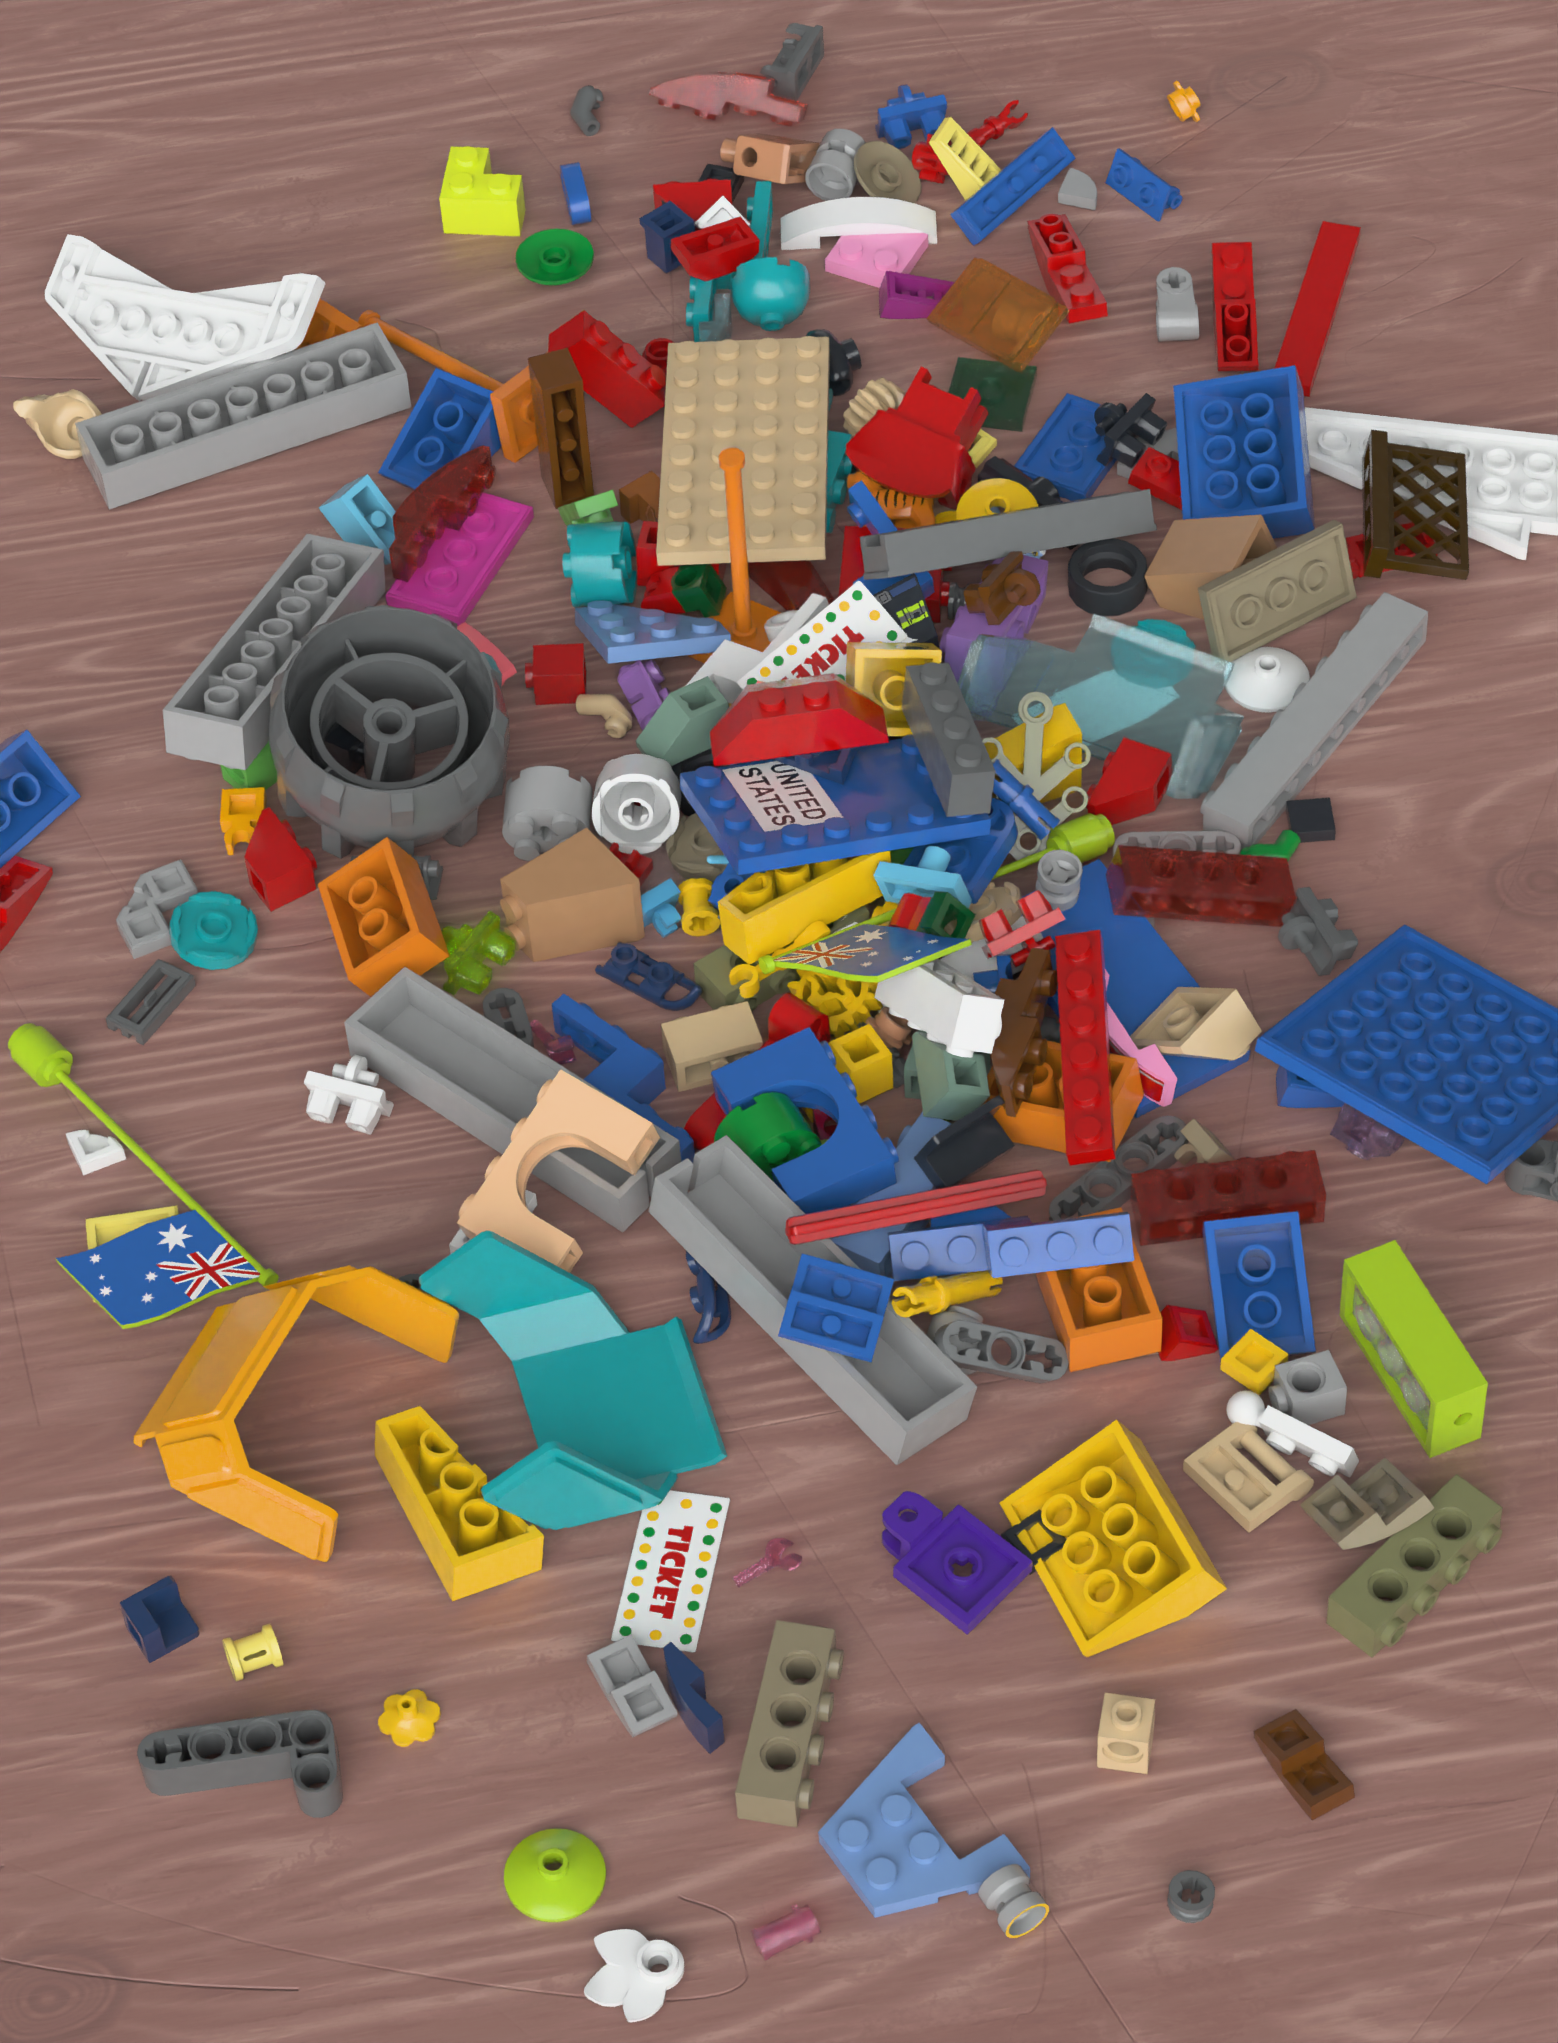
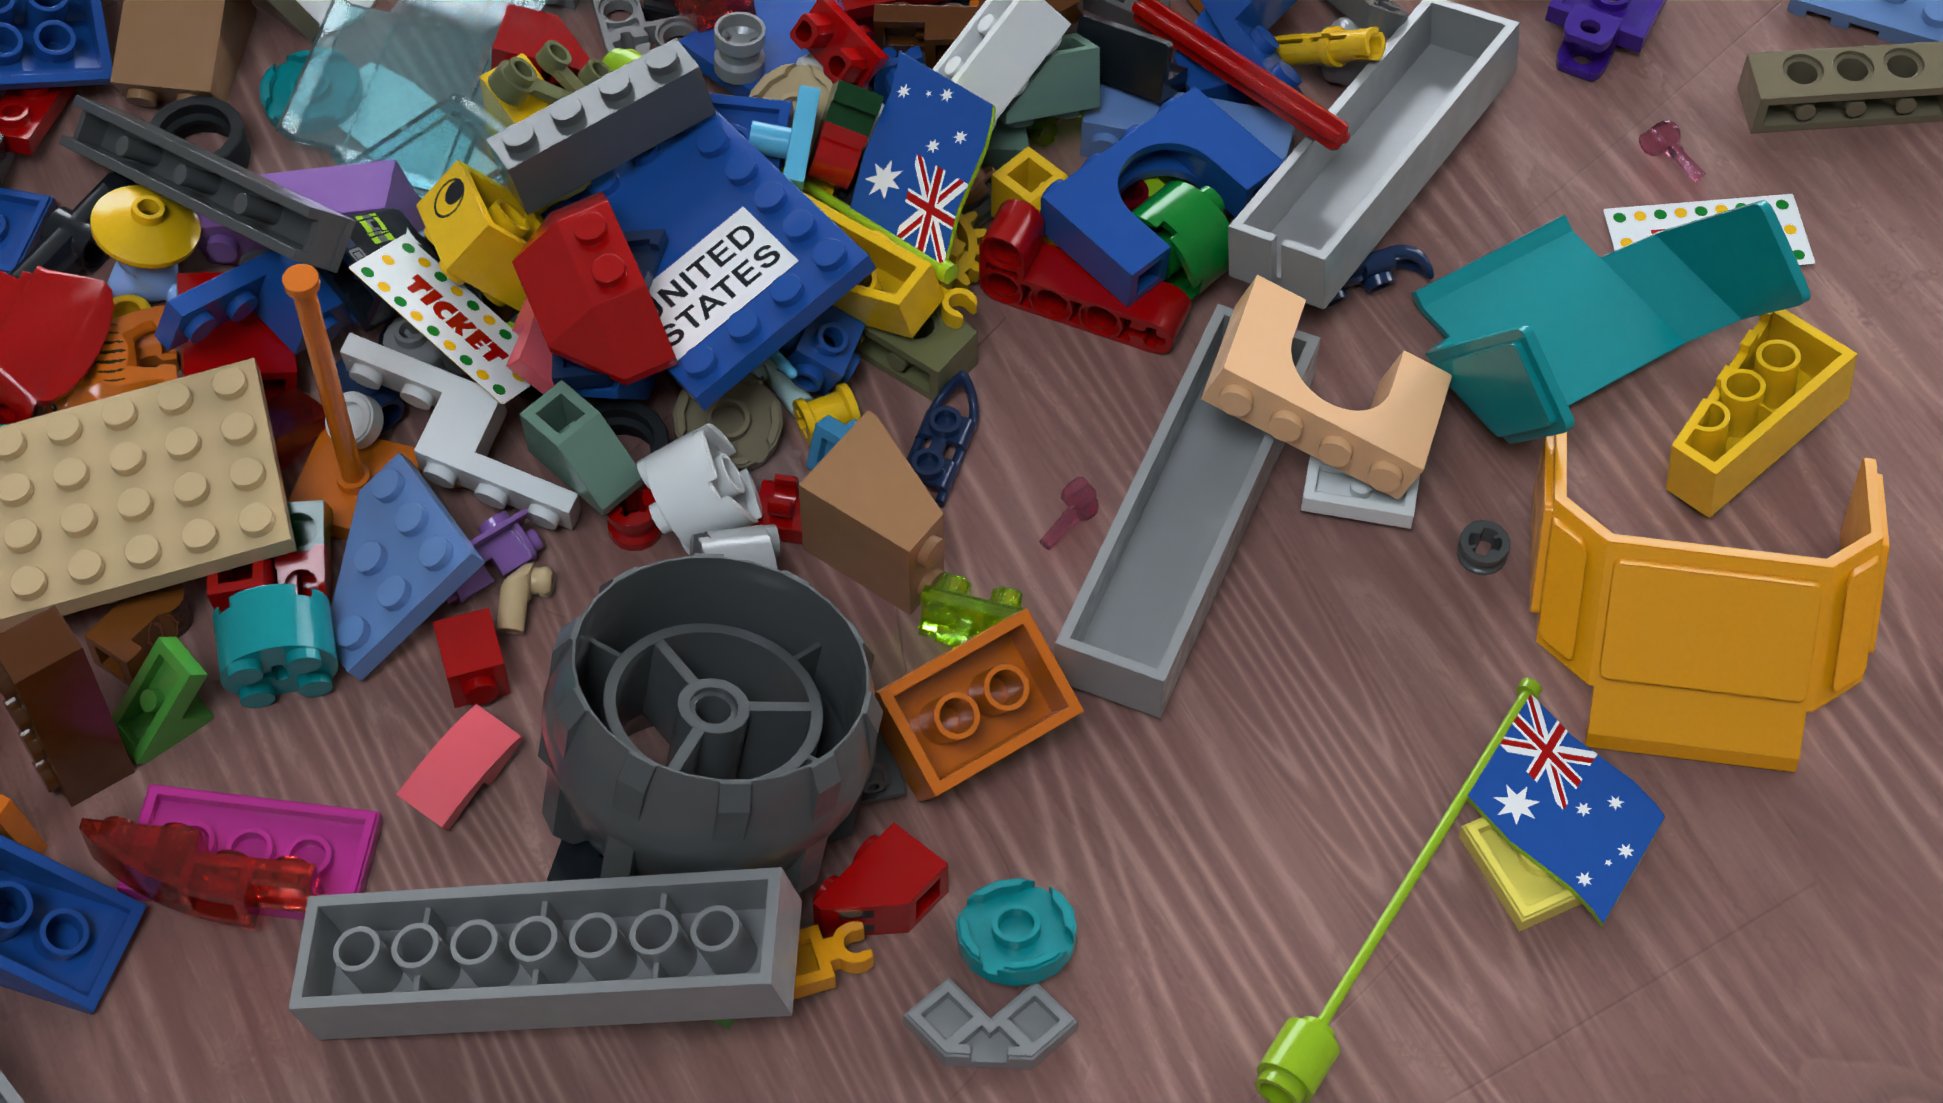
camera: 110 degrees left, 5 degrees up
(94, 1150) = (1408, 959): white tile -> none
(157, 1004) = (1139, 990): dark grey tile -> none
(362, 515) = (210, 980): medium azure slope -> none
(364, 1101) = (1226, 685): white hips -> none
(518, 1022) = (1059, 559): dark grey beam -> none
(626, 1068) = (1109, 415): blue bracket -> none
(631, 1686) = (1867, 224): light grey slope -> none
(689, 1696) = (1861, 166): dark blue slope -> none
(708, 1042) = (1035, 347): tan brick -> none
(836, 1307) = (1415, 91): blue slope -> none
(1002, 589) = (304, 157): reddish brown hips -> none

